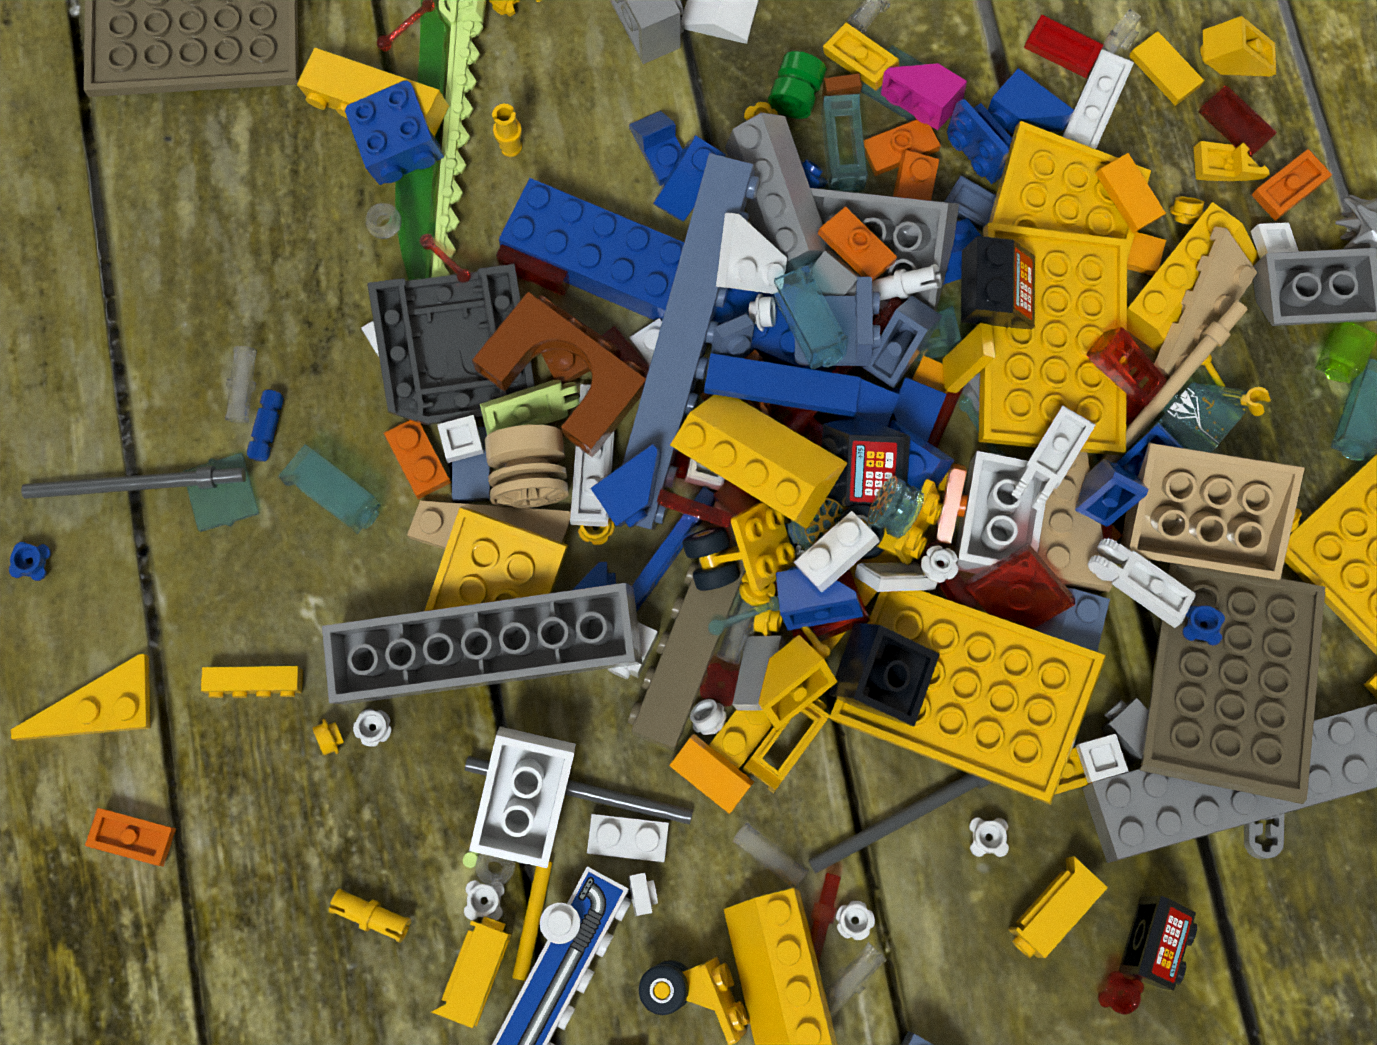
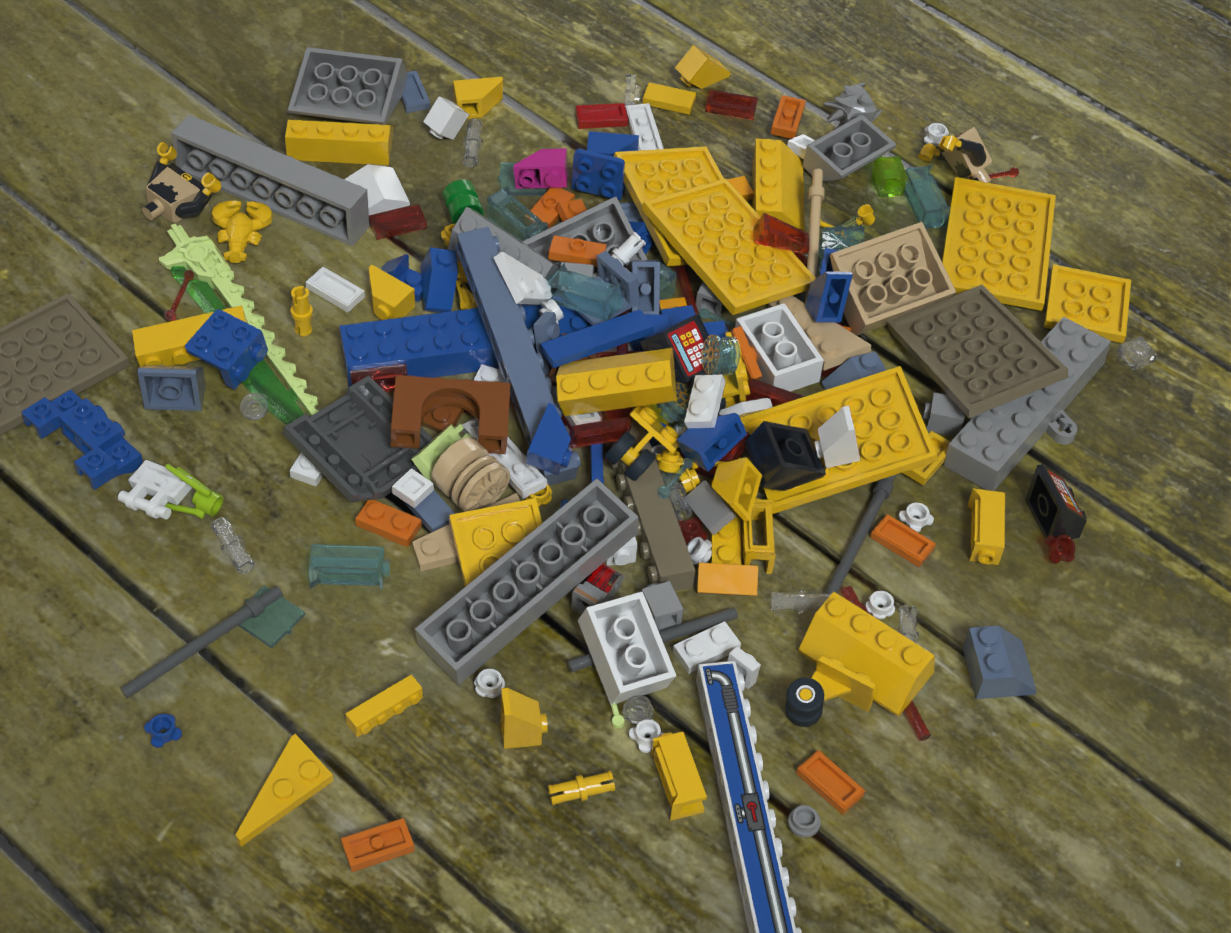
camera: 40 degrees left, 25 degrees down
(198, 154) = (88, 430): none -> blue bracket
(222, 264) = (158, 482): none -> white plate
(252, 312) = (205, 500): none -> lime plant
(265, 425) = (268, 560): blue axle -> none
(313, 141) = (172, 387): none -> sand blue slope
(328, 737) = (464, 706): yellow plate -> none
(360, 800) = (521, 720): none -> yellow slope
(428, 242) = (297, 399): clear red hinge -> none
(531, 922) = (688, 729): yellow bar -> none
(560, 923) = (711, 699): white plate -> none
(563, 693) = (597, 589): none -> leg
(579, 114) = (335, 289): none -> white tile
(613, 758) = (663, 605): none -> light grey brick
(622, 163) = (389, 295): none -> yellow slope
(713, 61) = (397, 222): none -> clear red tile
(842, 85) = (491, 188): dark orange plate -> none
(859, 55) = (489, 172): yellow plate -> none
(937, 573) = (766, 386): white plate -> none
(949, 705) = (838, 440): none -> white slope
(950, 854) = (903, 540): none -> orange tile
(968, 357) = (690, 276): yellow tile -> none
(998, 283) = (675, 224): black slope -> none
(1021, 589) = (822, 369): clear red tile -> none
(1055, 454) = (782, 293): white hinge -> none
(1101, 758) = (943, 431): white plate -> none
(1130, 193) = (706, 159): light orange tile -> none
(1142, 581) = (884, 331): white hinge -> none
(1187, 209) = (743, 155): yellow plate -> none
(1209, 616) = (936, 332): blue plate -> none
(1221, 282) = (796, 184): tan wing -> none
(1226, 163) = (742, 127): yellow slope -> none

